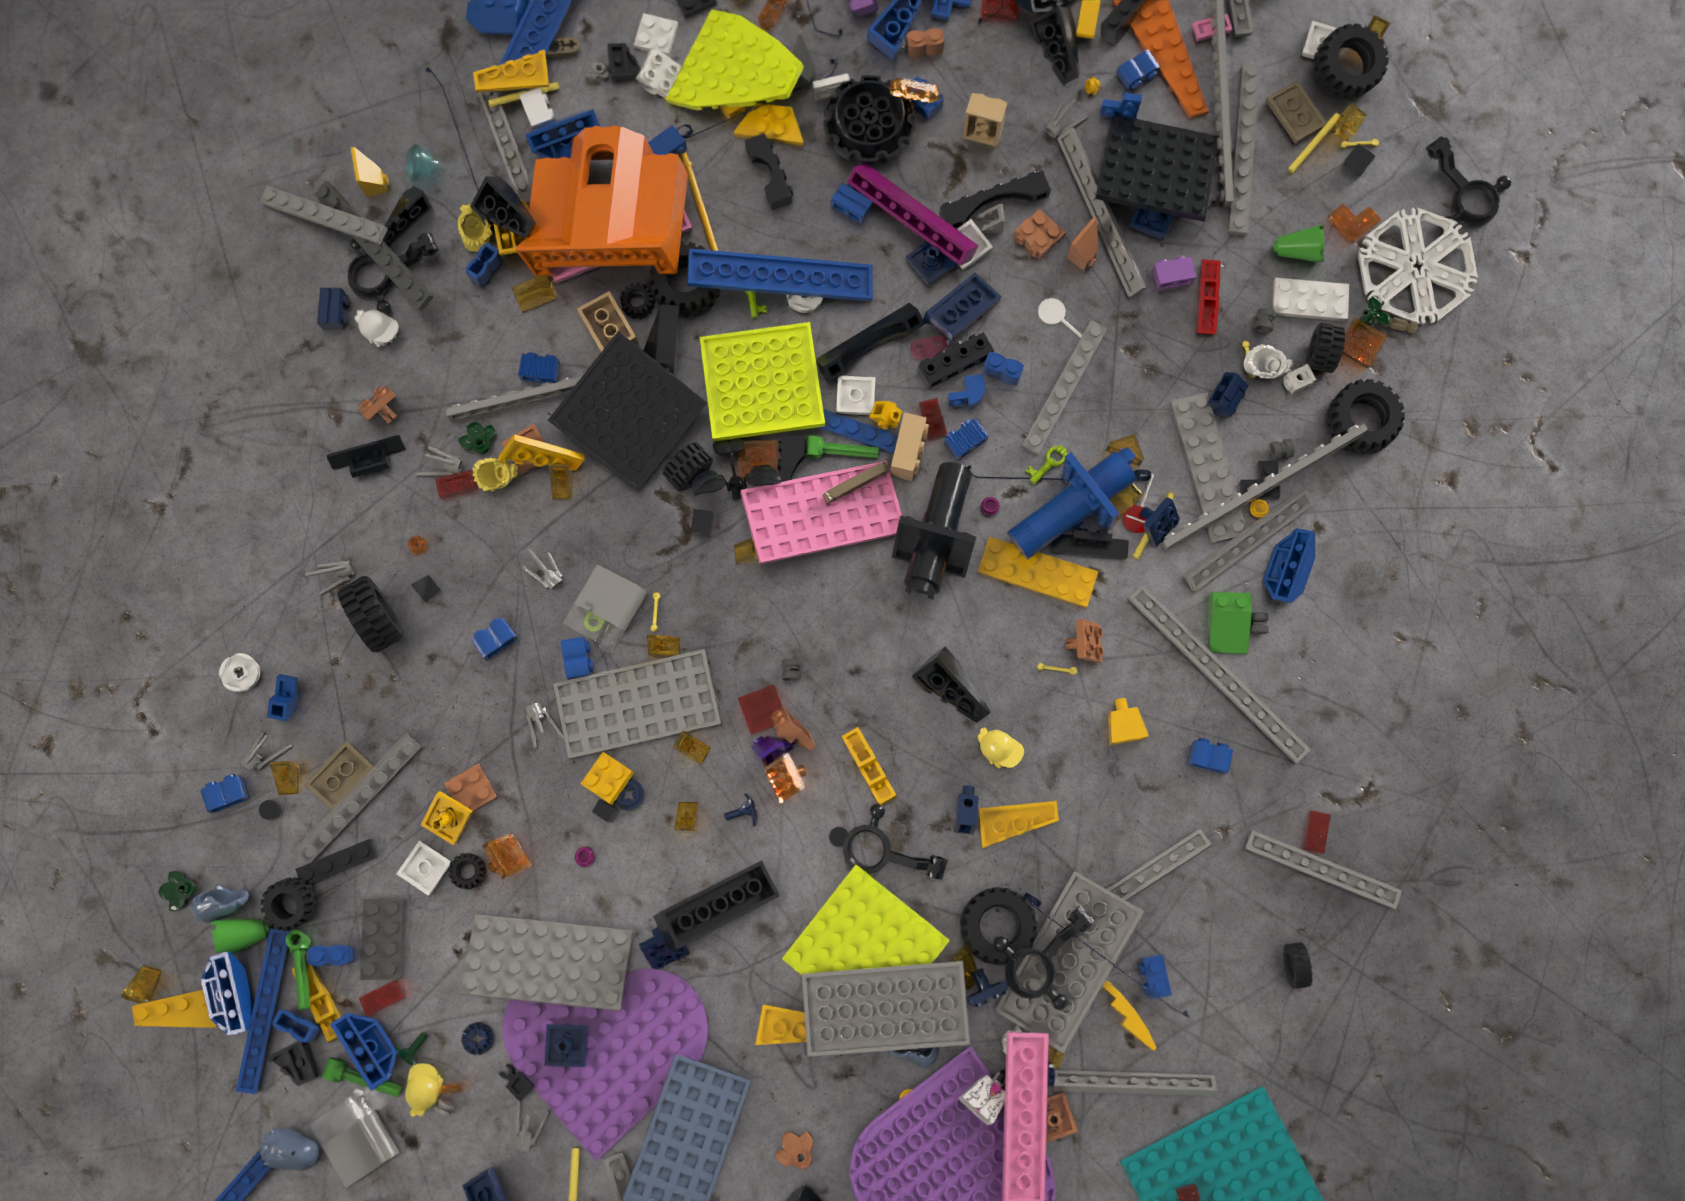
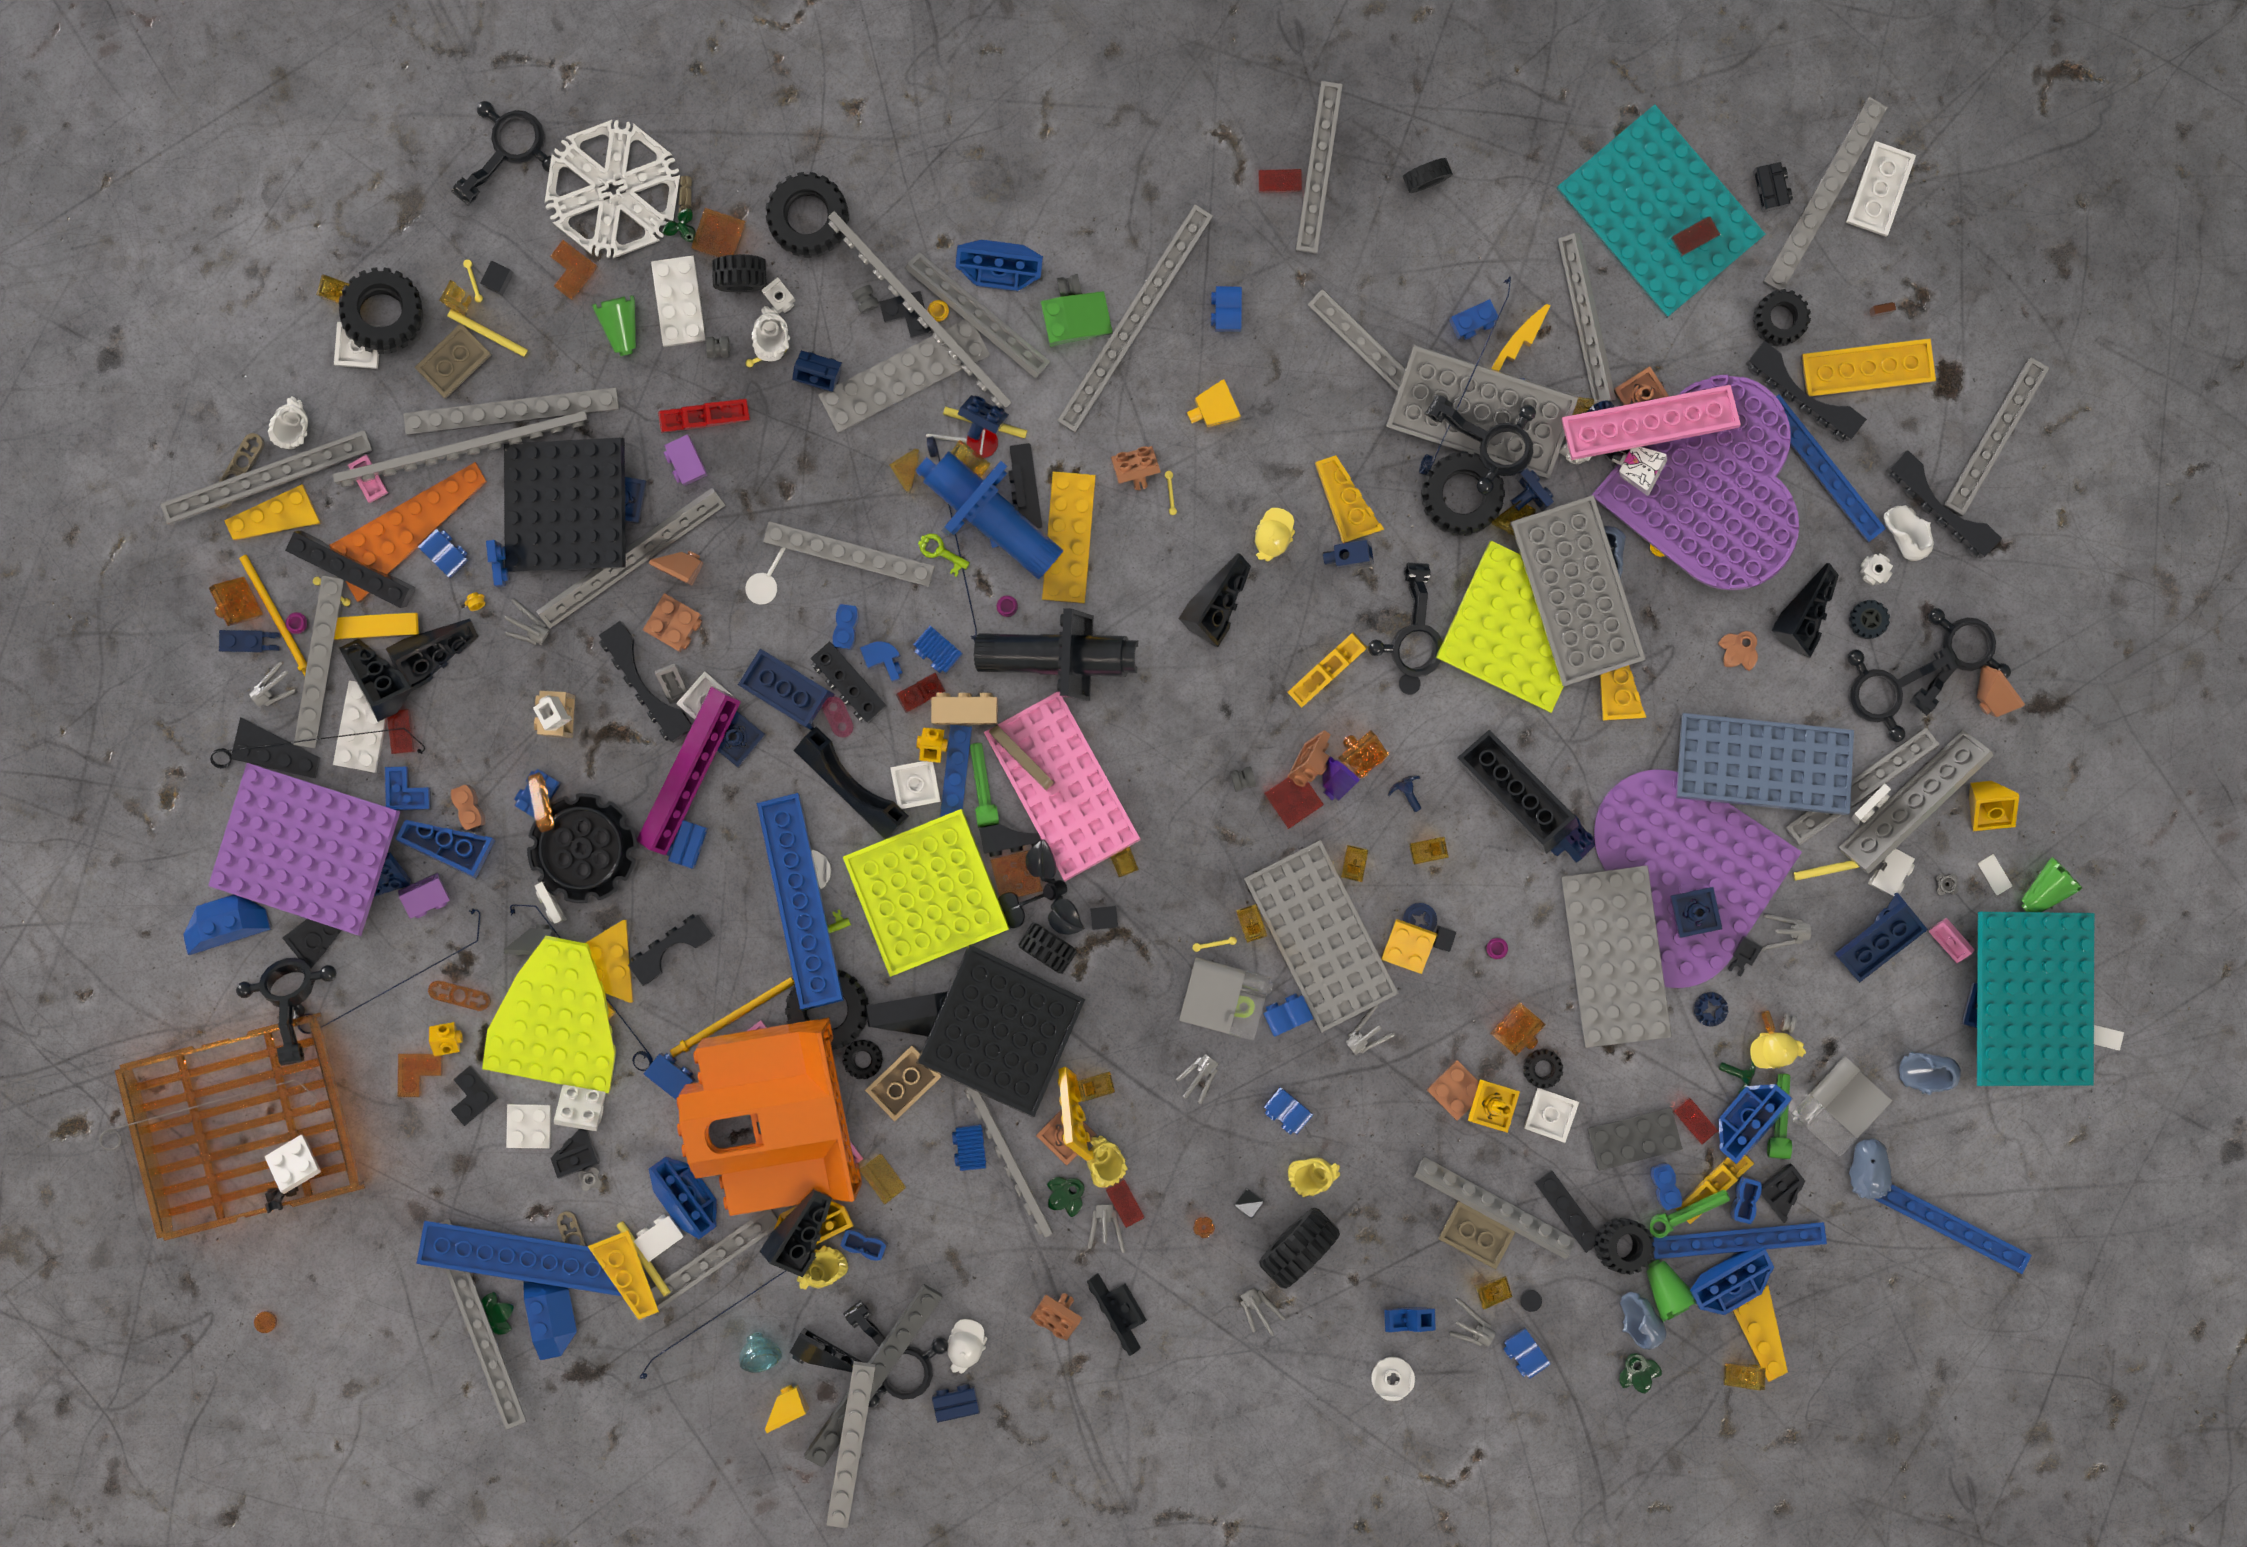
camera: 100 degrees left, 10 degrees up
(431, 644) = (1312, 1176): none -> light yellow hair
(986, 103) = (545, 710): none -> white brick

